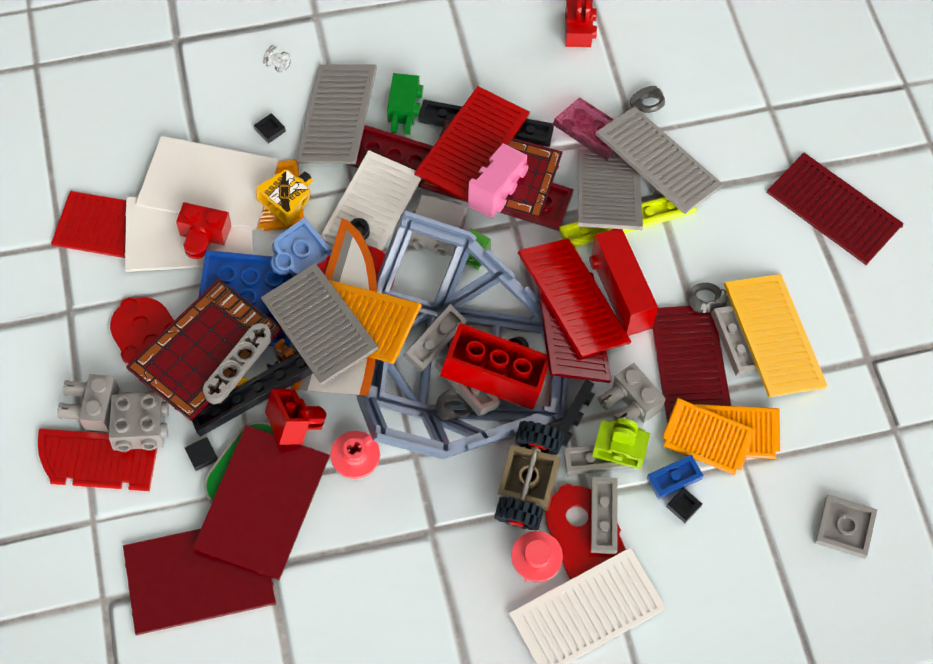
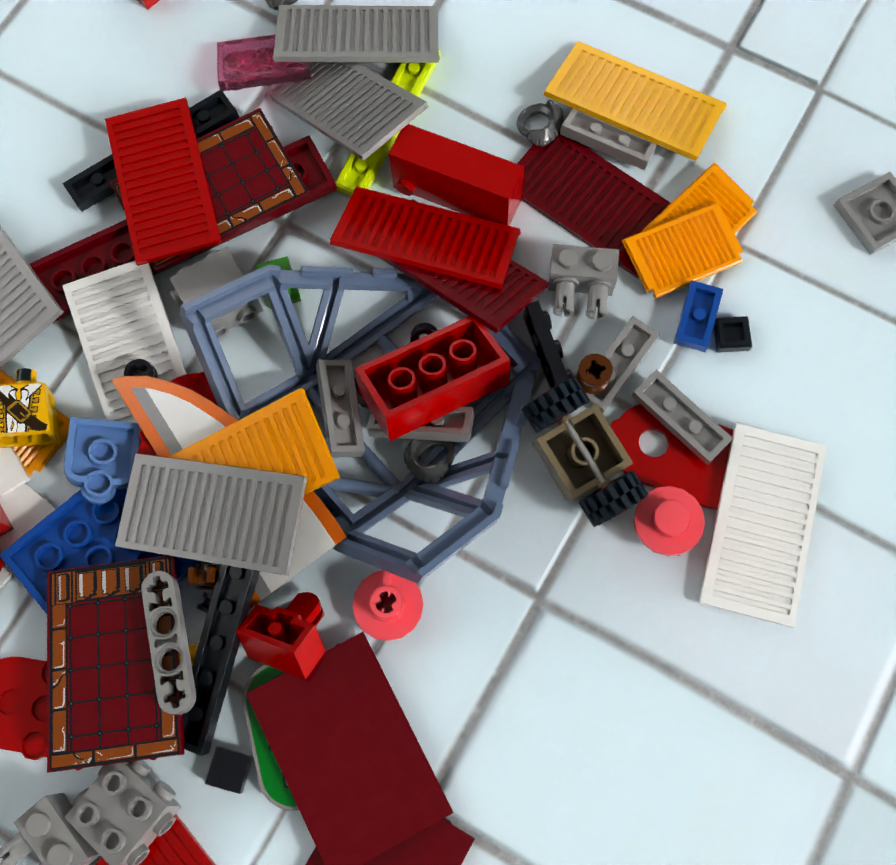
camera: 40 degrees left, 10 degrees up
(403, 101) = (43, 204): green hinge -> none
(497, 180) = (231, 192): bright pink wedge -> none
(579, 452) = (591, 380): none -> reddish brown wheel
(621, 443) = (629, 332): lime brick -> none

